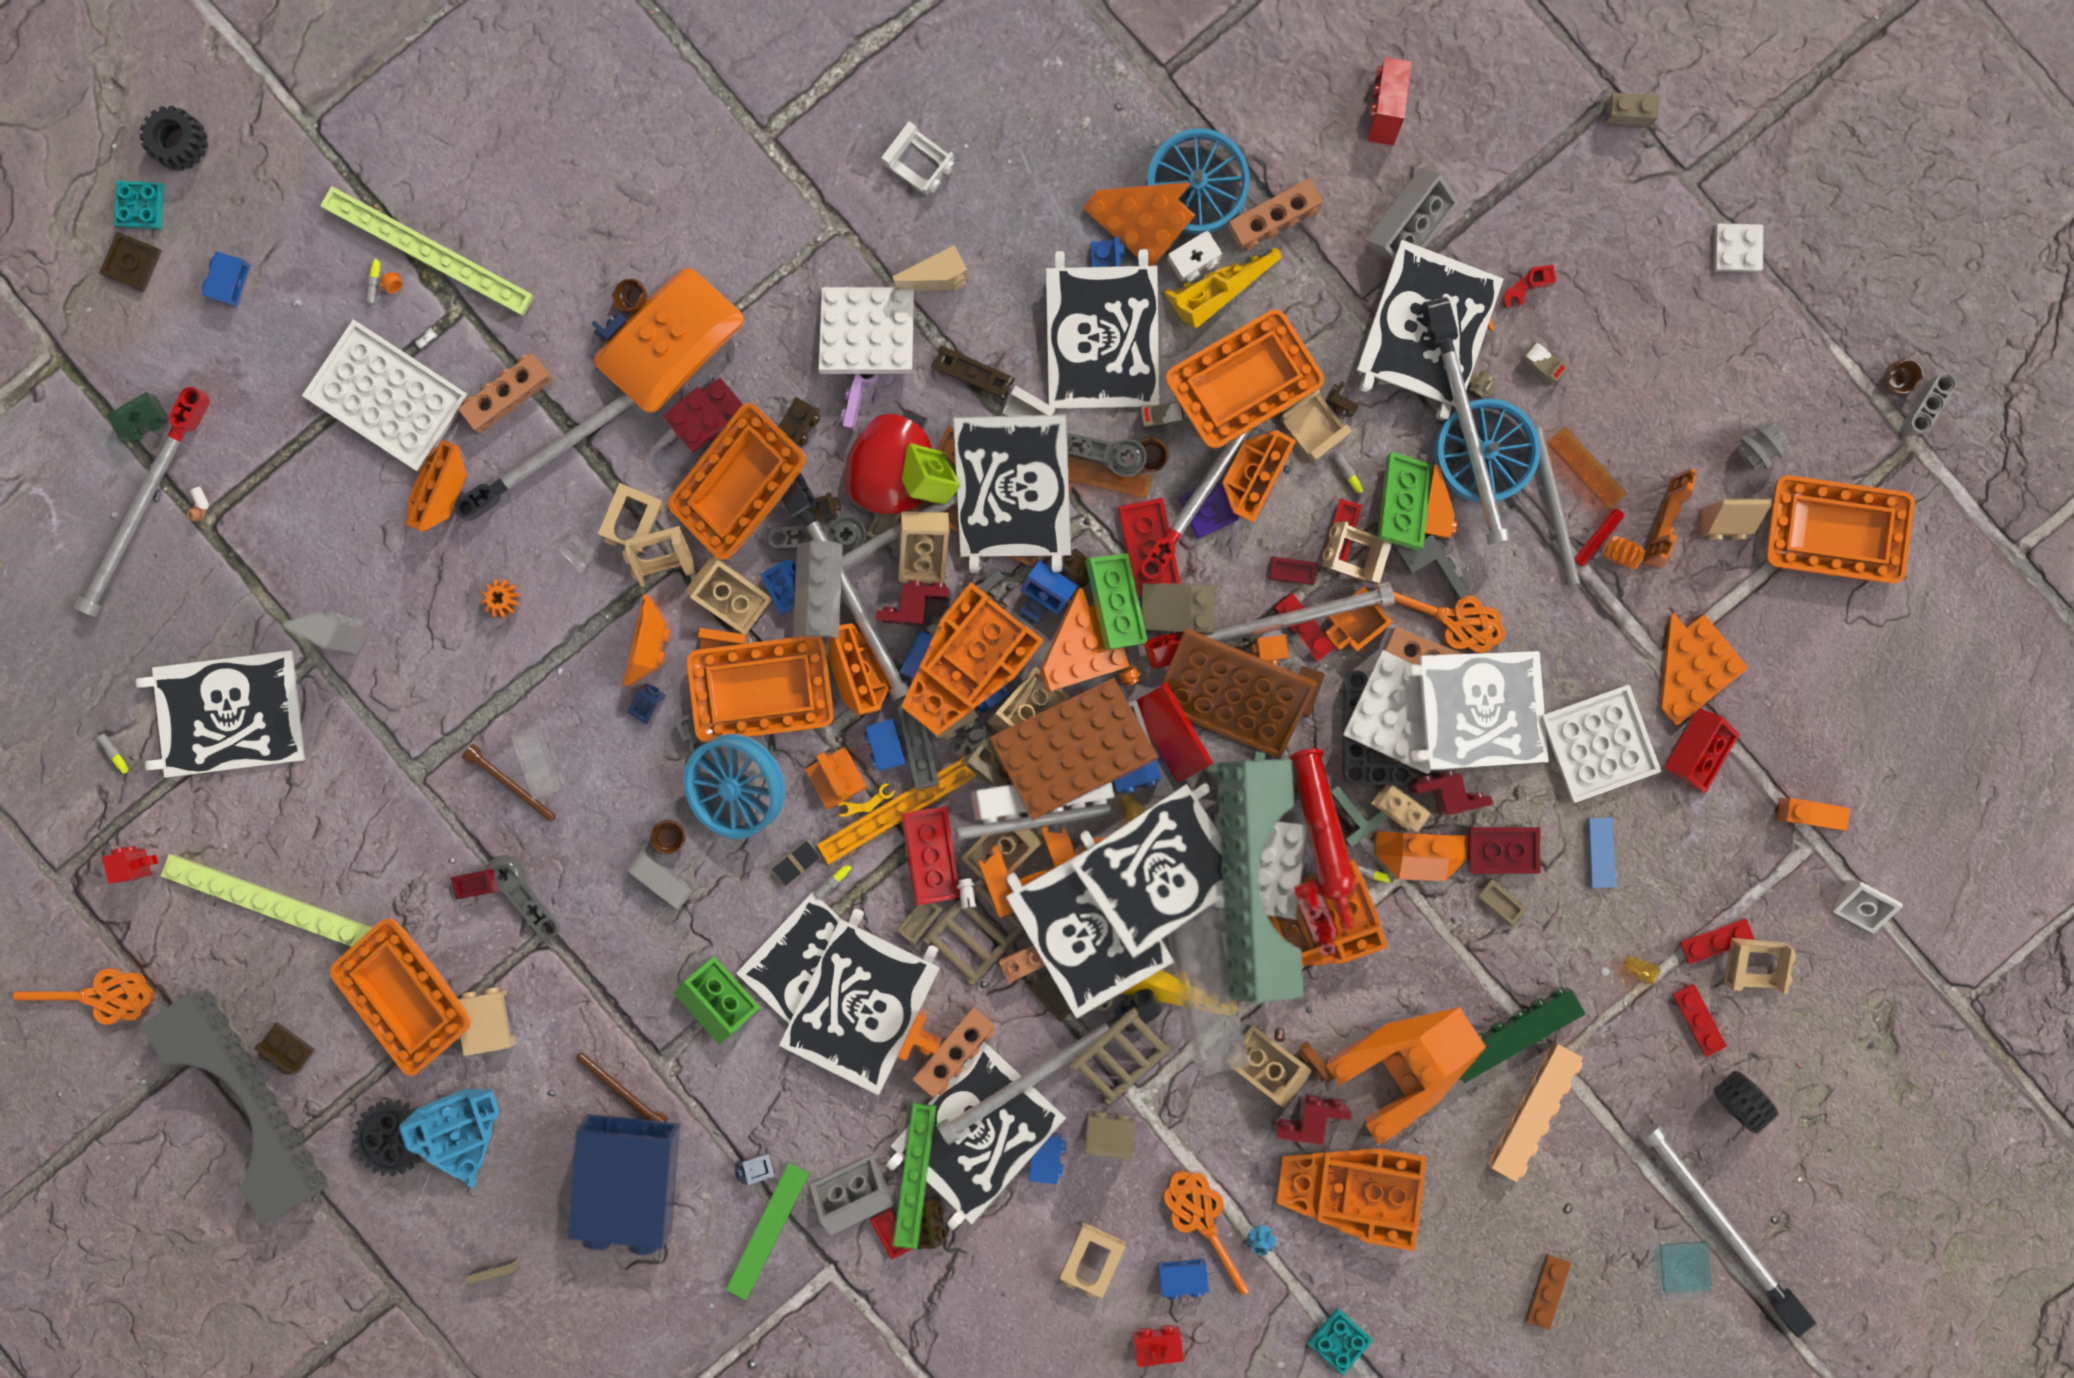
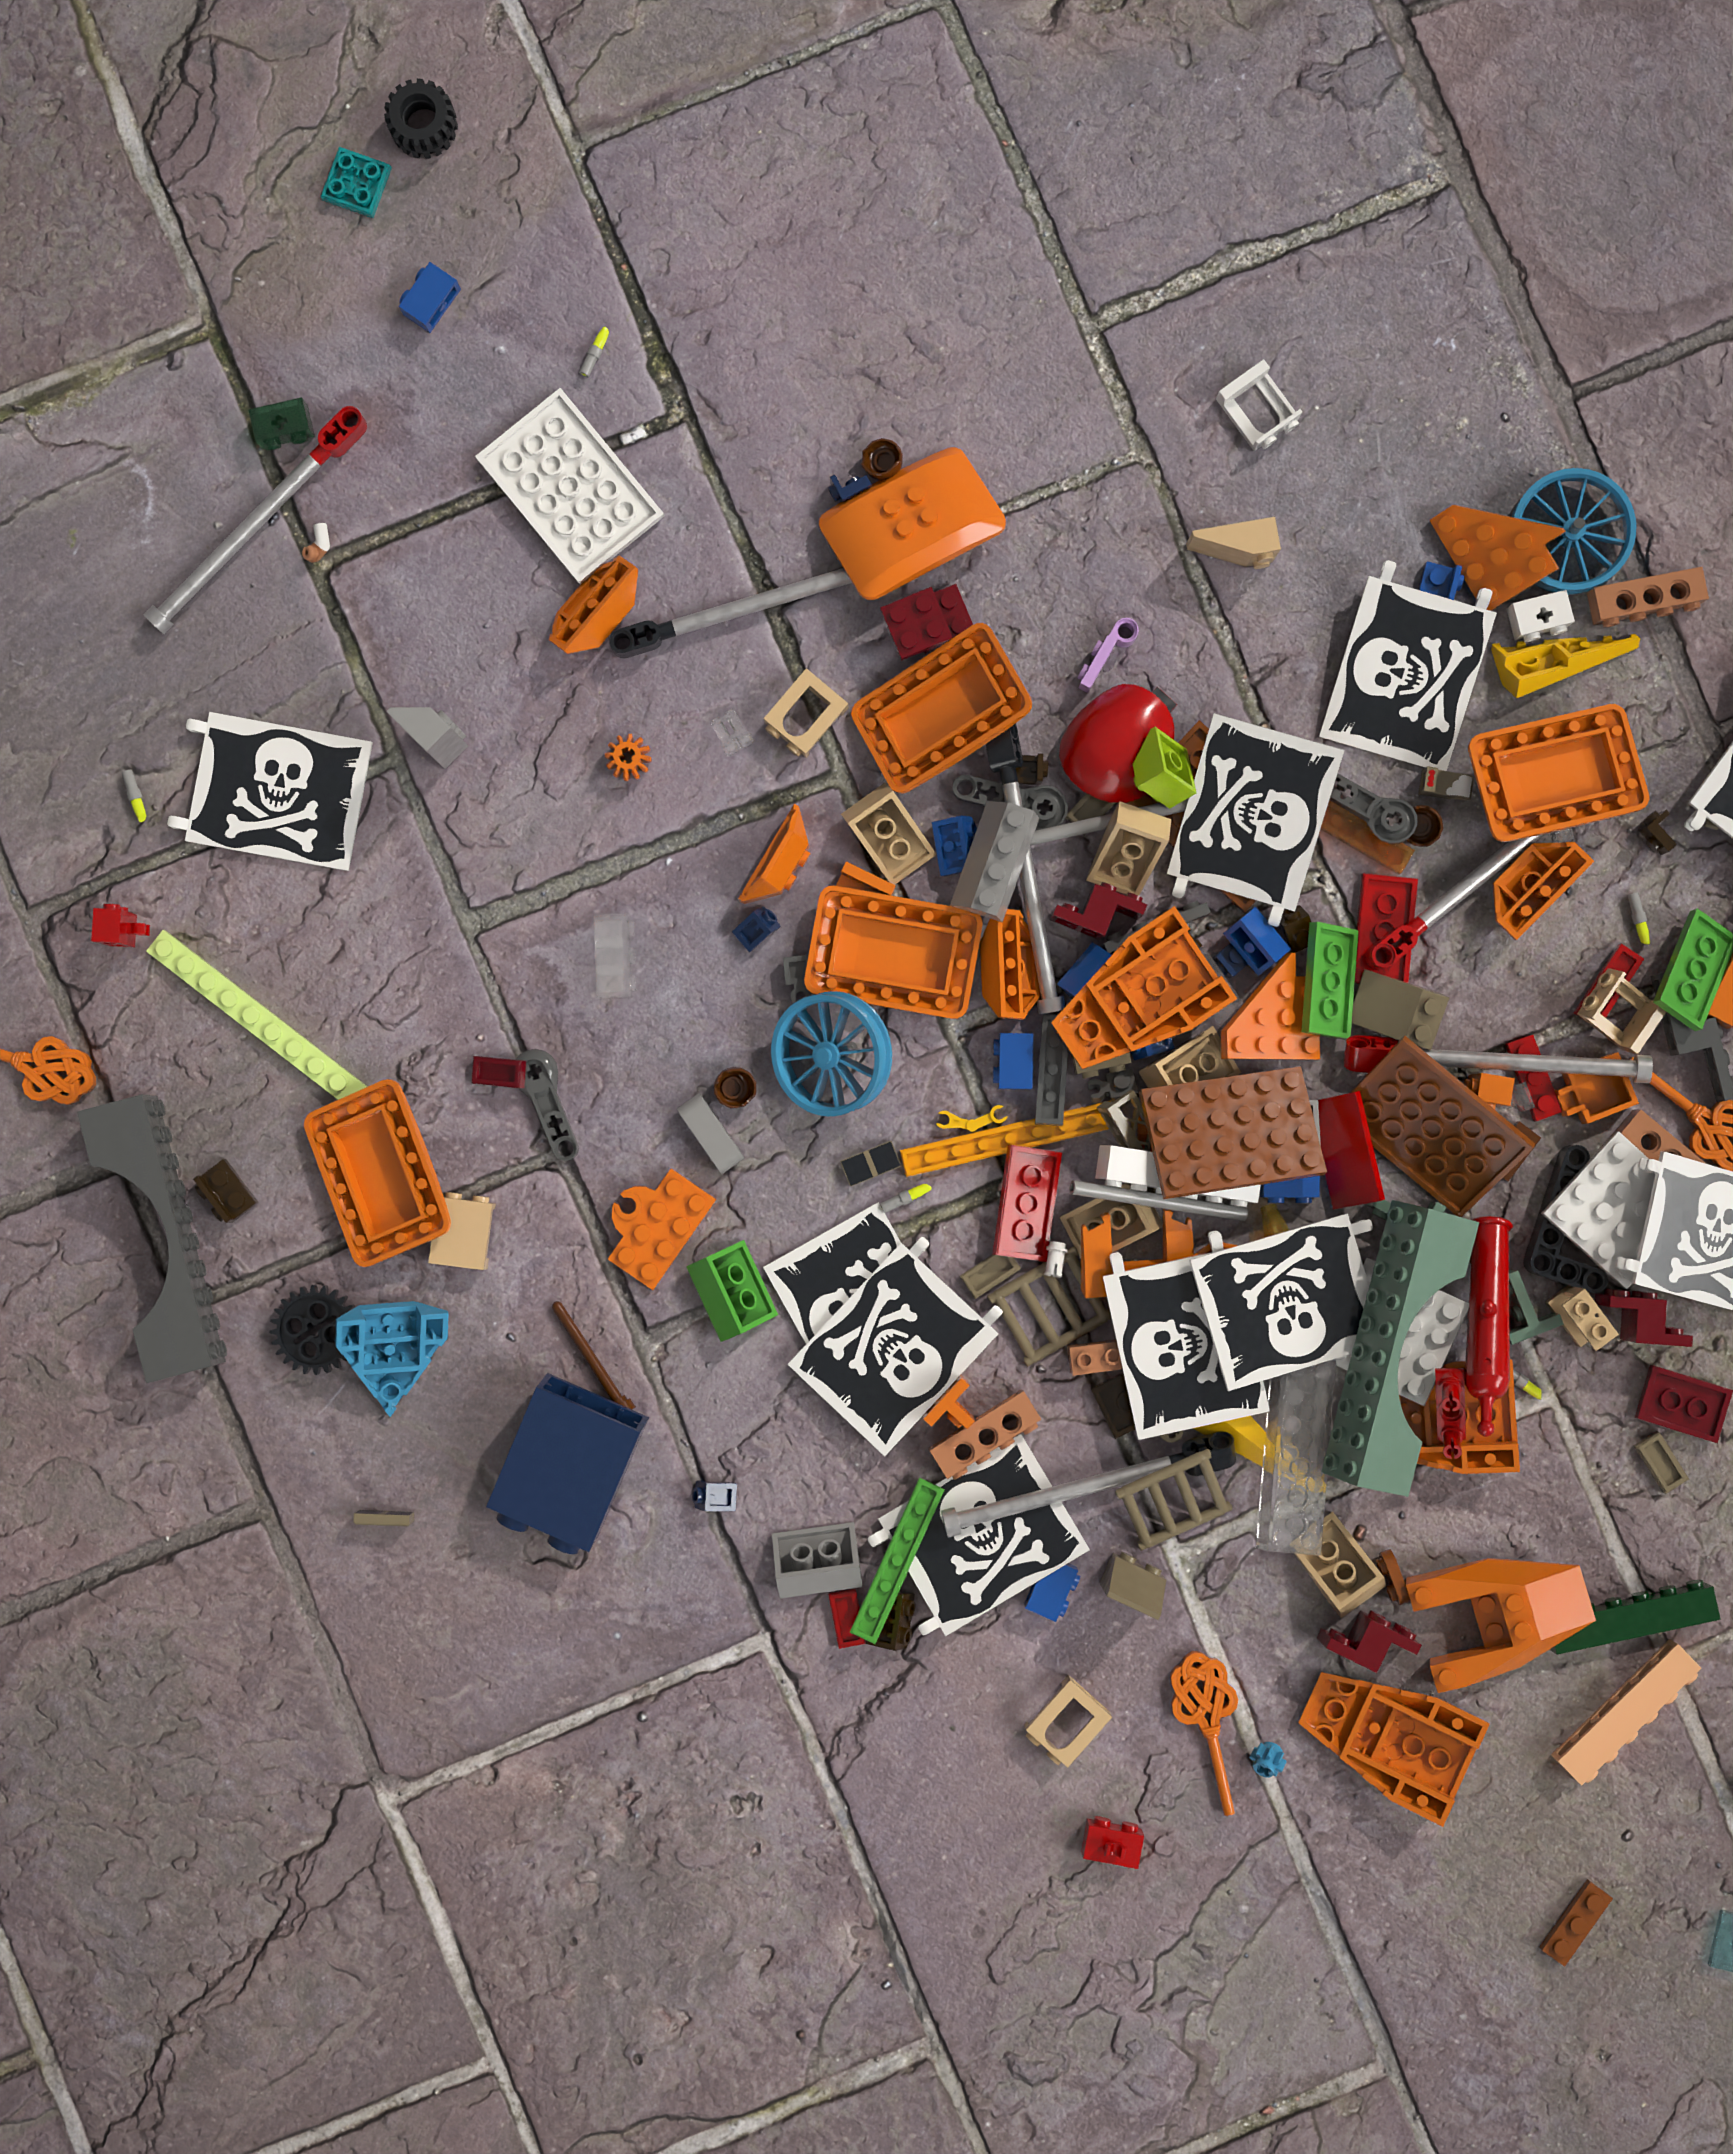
camera: 20 degrees right, 0 degrees up
(130, 261) = (326, 243): dark brown tile -> none
(391, 282) = (615, 359): orange plate -> none
(427, 251) = (667, 336): yellowish green plate -> none
(474, 756) = (543, 926): reddish brown piece -> none
(518, 393) = (698, 538): nougat brick -> none
(641, 967) = (657, 1226): none -> orange plate
(643, 567) = (816, 774): tan panel -> none
(767, 1231) = (708, 1571): bright green tile -> none
(799, 420) = (1032, 659): dark brown bracket -> none
(835, 777) = (946, 1081): orange bracket -> none
(866, 330) = (1140, 583): white plate -> none
(973, 372) = (1245, 668): dark brown plate -> none
(1025, 404) = (1295, 722): white panel -> none
(1129, 676) = (1316, 1070): orange plate -> none
(1183, 1278) = (1165, 1775): blue brick -> none
(1213, 513) = (1471, 915): dark purple tile -> none
(1292, 571) = (1540, 1009): dark red tile -> none
(1314, 426) = (1617, 852): tan panel -> none
(1340, 1341) = (1320, 1903): teal tile -> none
(1421, 854) = (1586, 1378): orange wedge -> none

